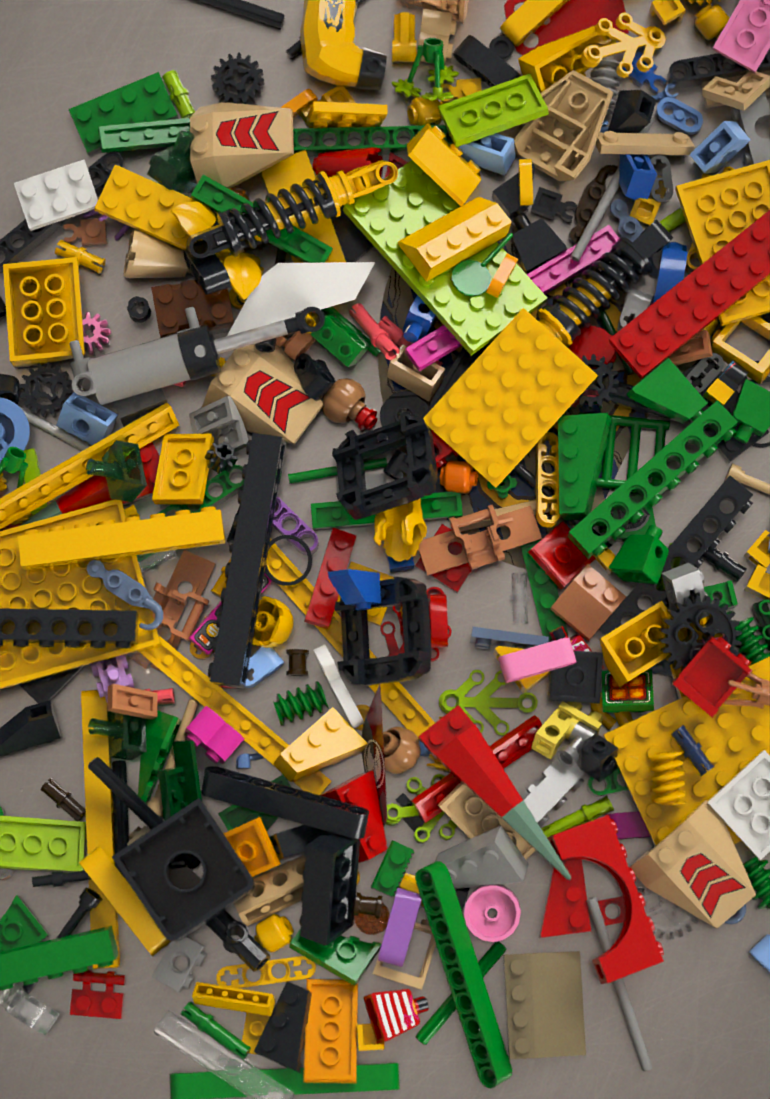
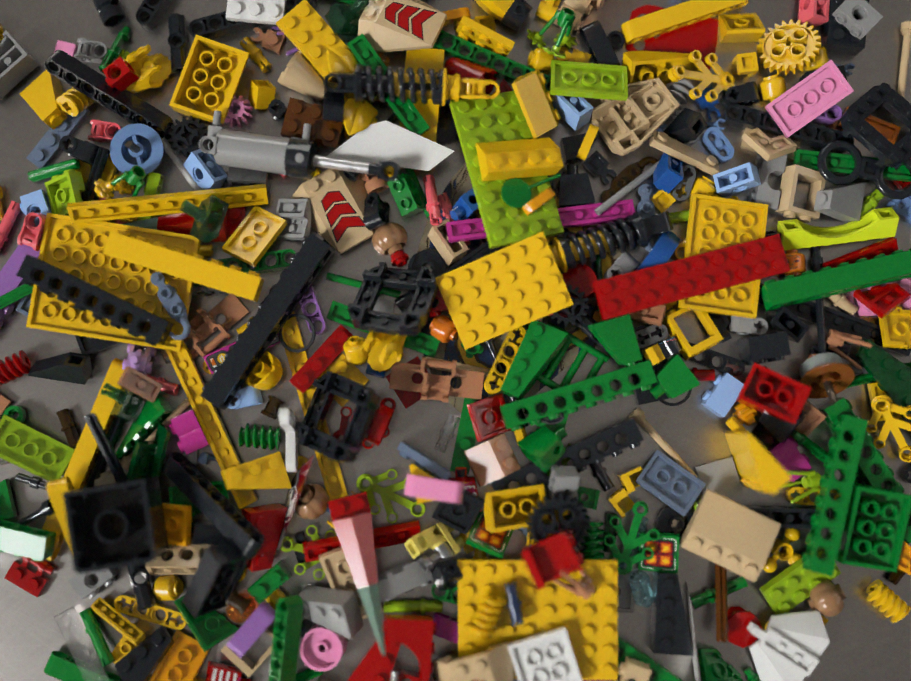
camera: 25 degrees right, 5 degrees up
(109, 299) = (261, 93): none -> yellow panel
(221, 457) = (279, 244): black gear -> none
(357, 587) = (331, 378): blue slope -> none
(365, 549) = (352, 350): none -> yellow head
(681, 45) = (743, 95): none -> black piece
(685, 172) = (703, 186): none -> yellow head

